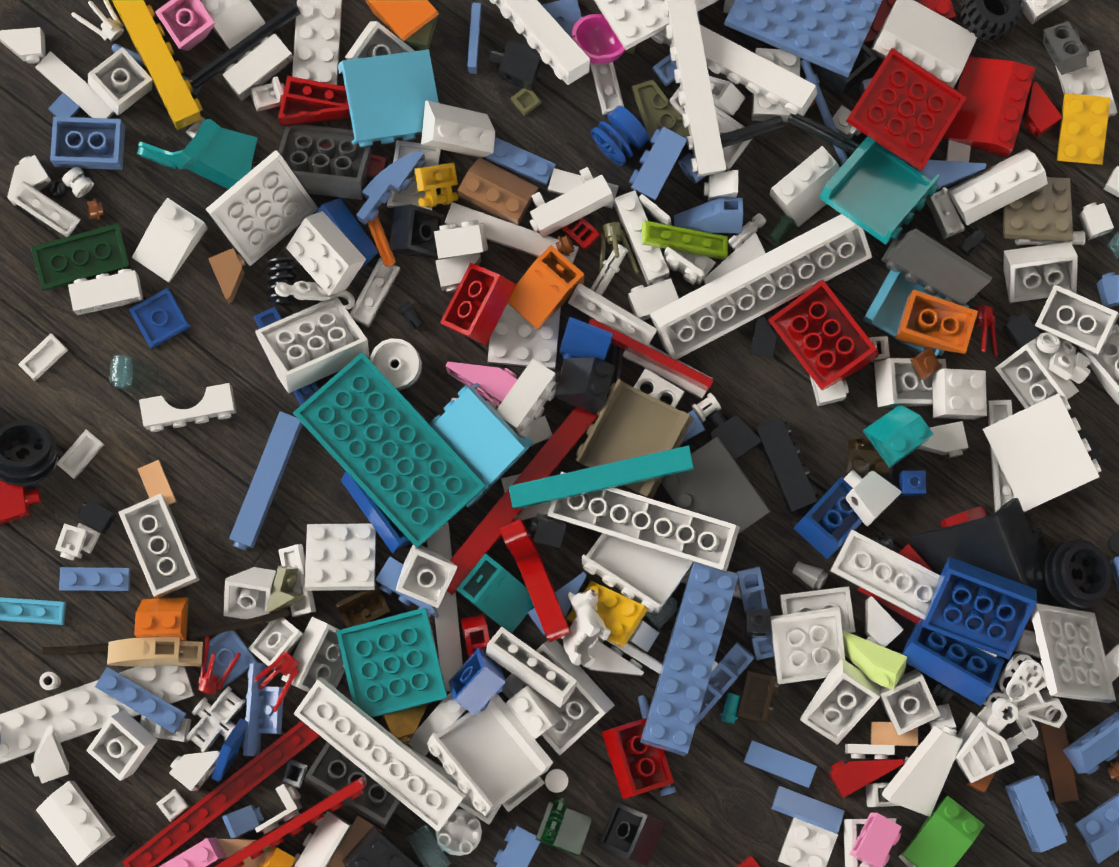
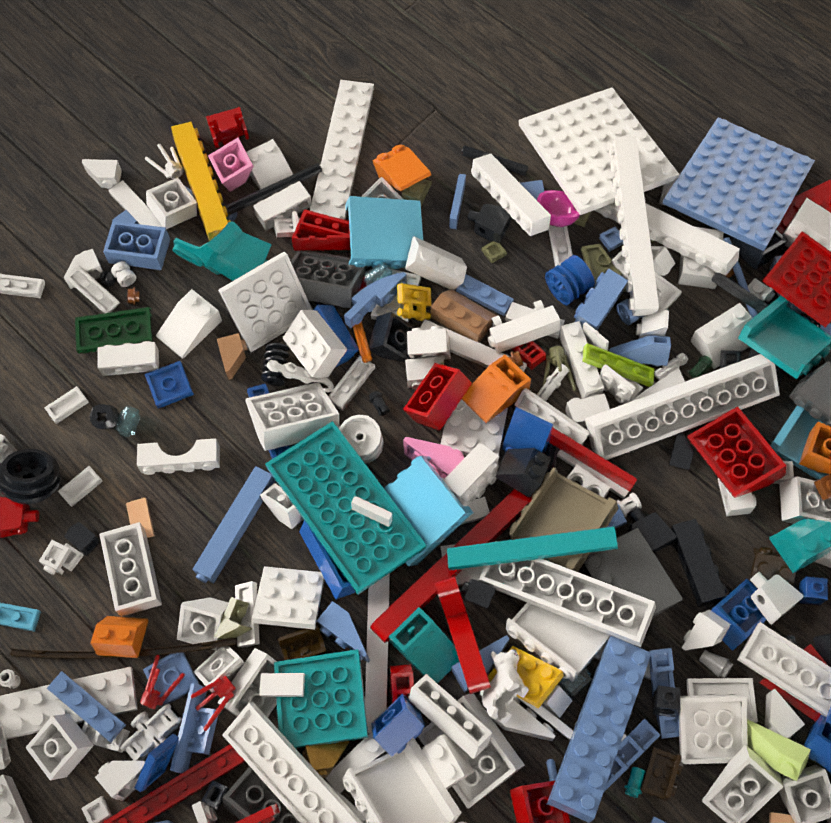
camera: 10 degrees right, 15 degrees down
(92, 362) = (97, 416): none -> black piece
(94, 579) = (69, 593): medium blue plate -> none
(154, 650) = (109, 661): tan slope -> none
(315, 454) = (281, 506): none -> white slope
(349, 654) = (282, 685): none -> white tile
(389, 154) = (377, 273): none -> clear light blue brick
(421, 456) = (371, 511): none -> white tile
(426, 575) = (362, 620): white slope -> none
(752, 131) = (681, 287): black axle -> none
(797, 544) = (707, 631): none -> white slope
(814, 217) = (729, 357): none -> black slope

